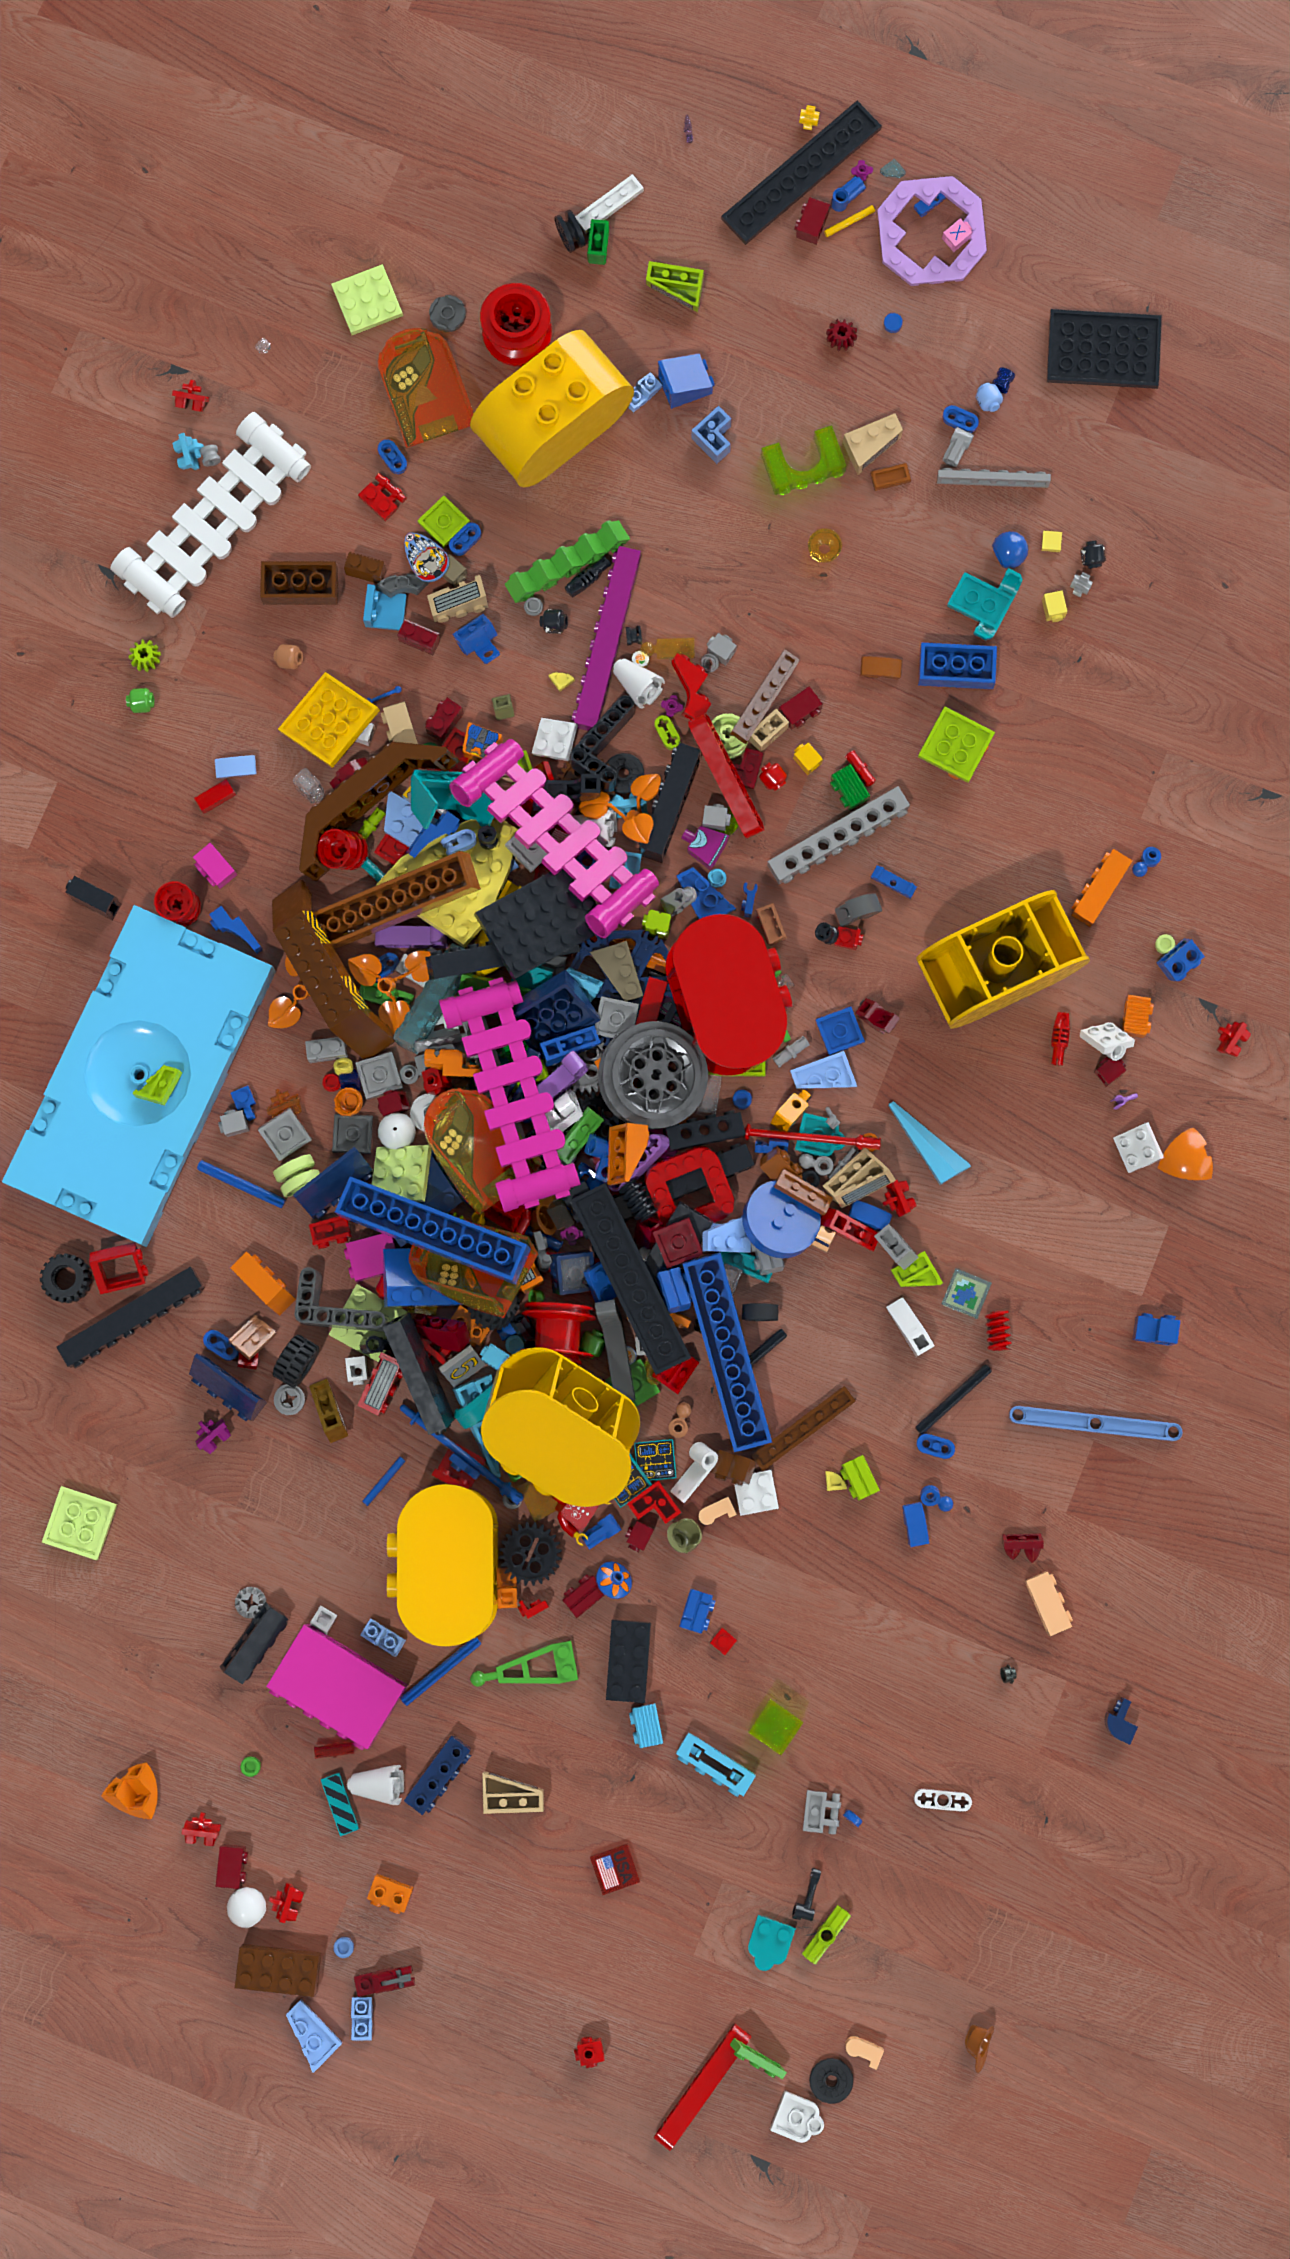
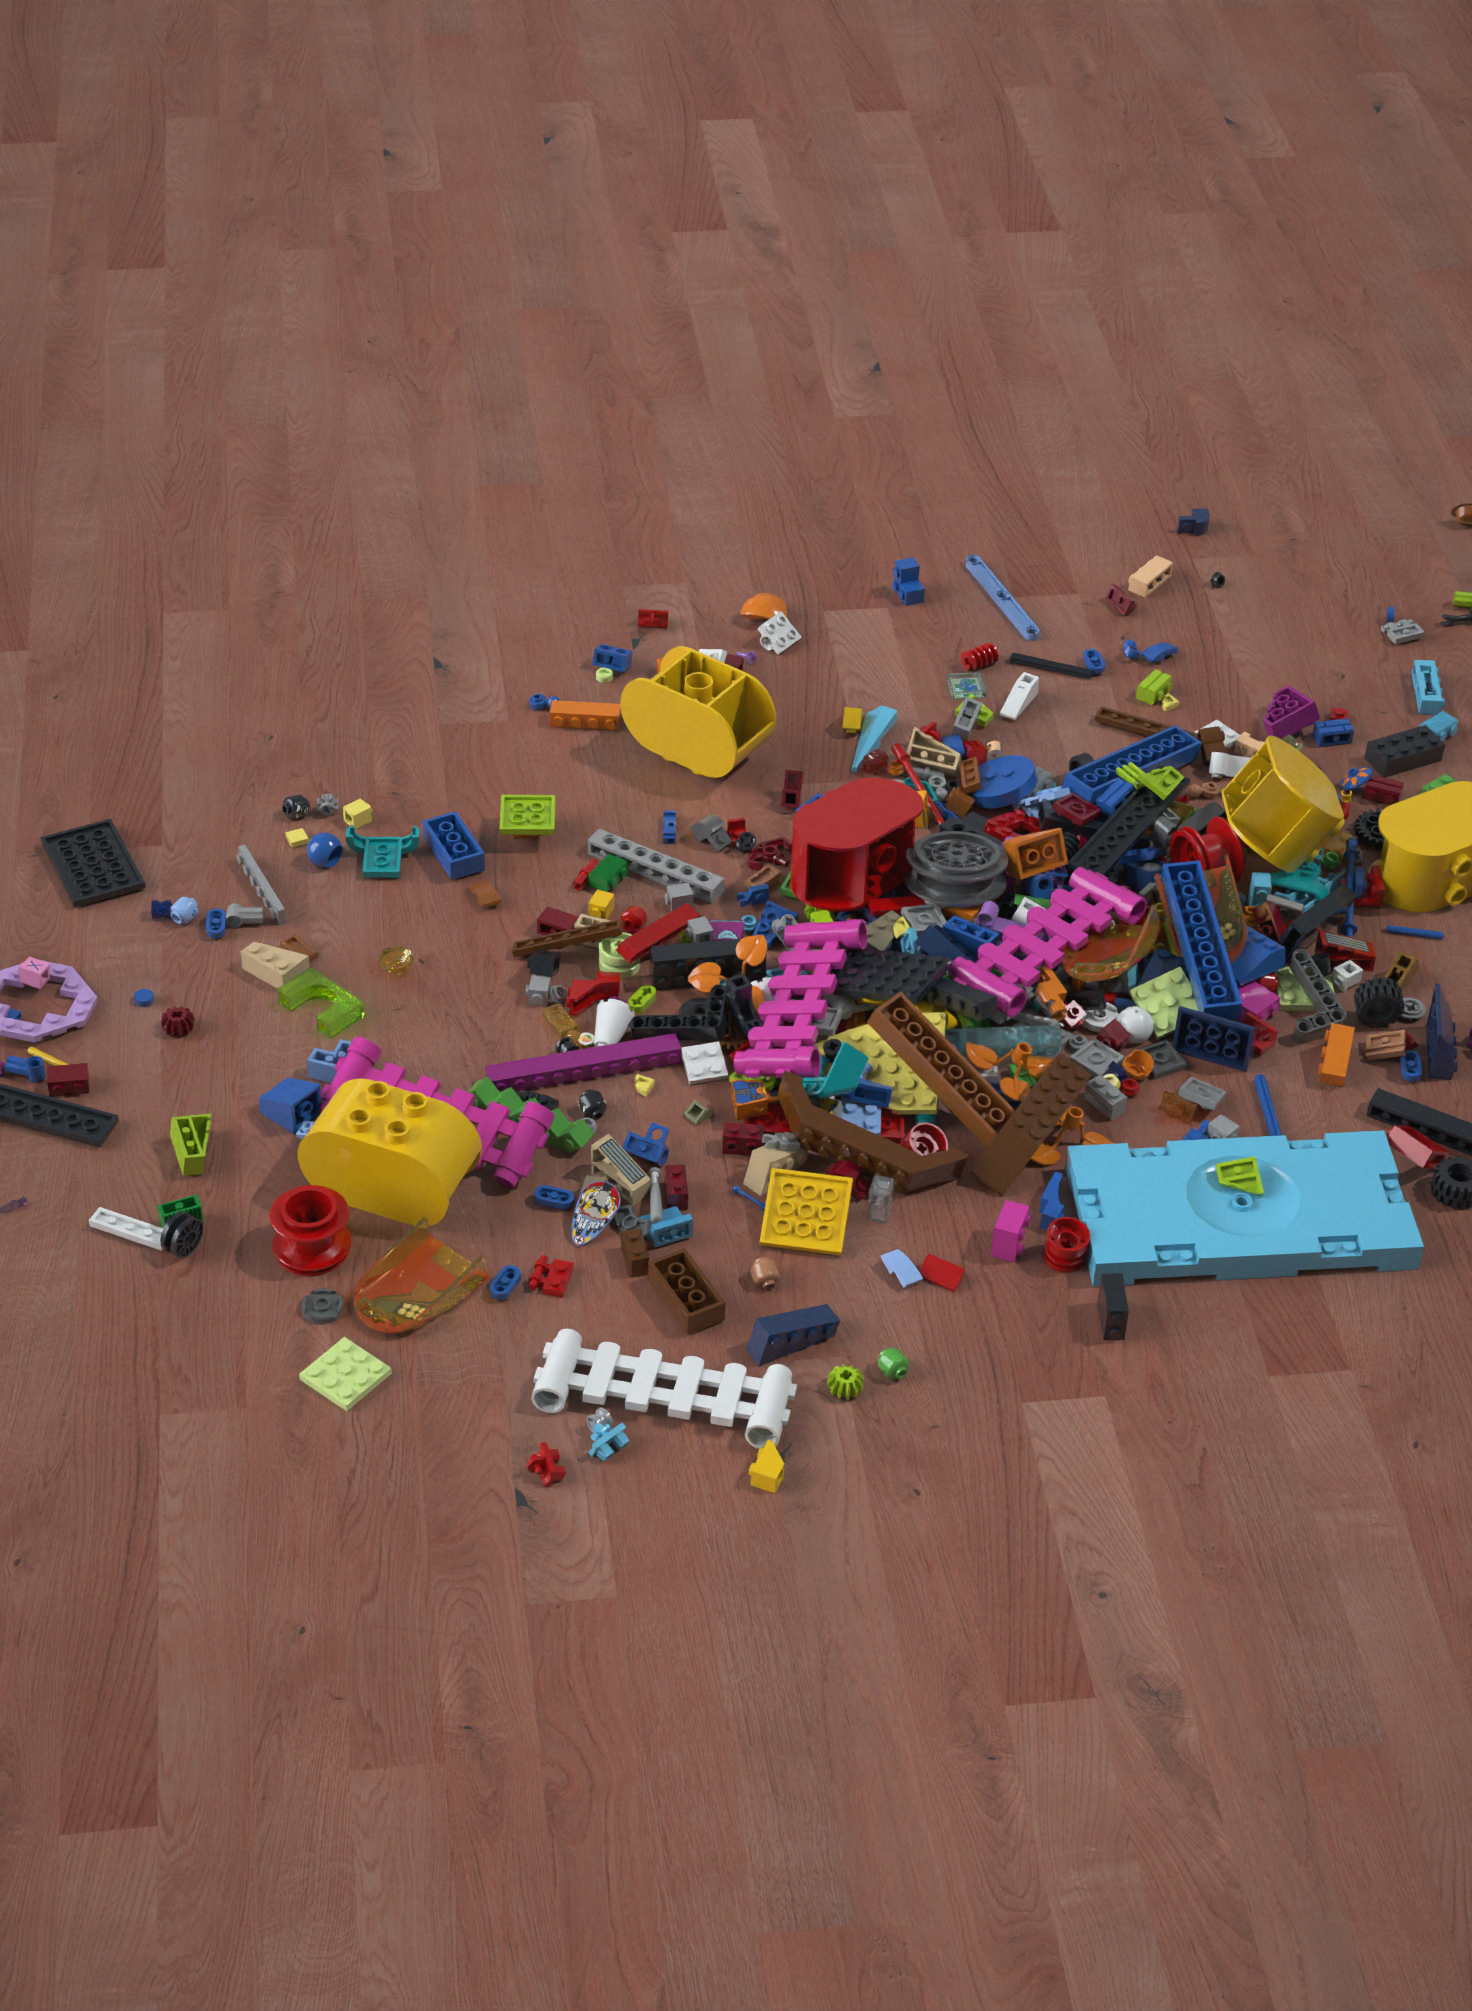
camera: 125 degrees left, 40 degrees down
(94, 553) = (768, 1469): none -> yellow slope
(211, 642) = (790, 1332): none -> dark blue wedge
(263, 346) = (453, 1436): clear hinge -> none
(295, 1174) = (1230, 1064): yellowish green wheel -> none
(407, 735) = (783, 1141): none -> light grey plate
(418, 616) = (656, 1210): none -> light grey piece
(443, 521) = (546, 1219): lime plate -> none
(530, 536) = (524, 1136): none -> dark pink fence
(611, 987) = (900, 927): none -> light yellow tile
(656, 1336) = (1161, 780): none -> lime wing
(702, 1320) = (1134, 771): none -> lime tile
(740, 1578) = (1289, 713): none -> magenta brick
(747, 664) = (544, 963): none -> black brick
(775, 1726) = (1370, 664): clear neon green brick -> none
(782, 833) = (678, 895): none -> light grey brick
(808, 950) = (769, 852): none -> dark red piece
(884, 1124) = (875, 762): none -> clear red head
(927, 1804) = (1332, 583): white beam -> none
(963, 1142) = (852, 720): none -> yellow slope

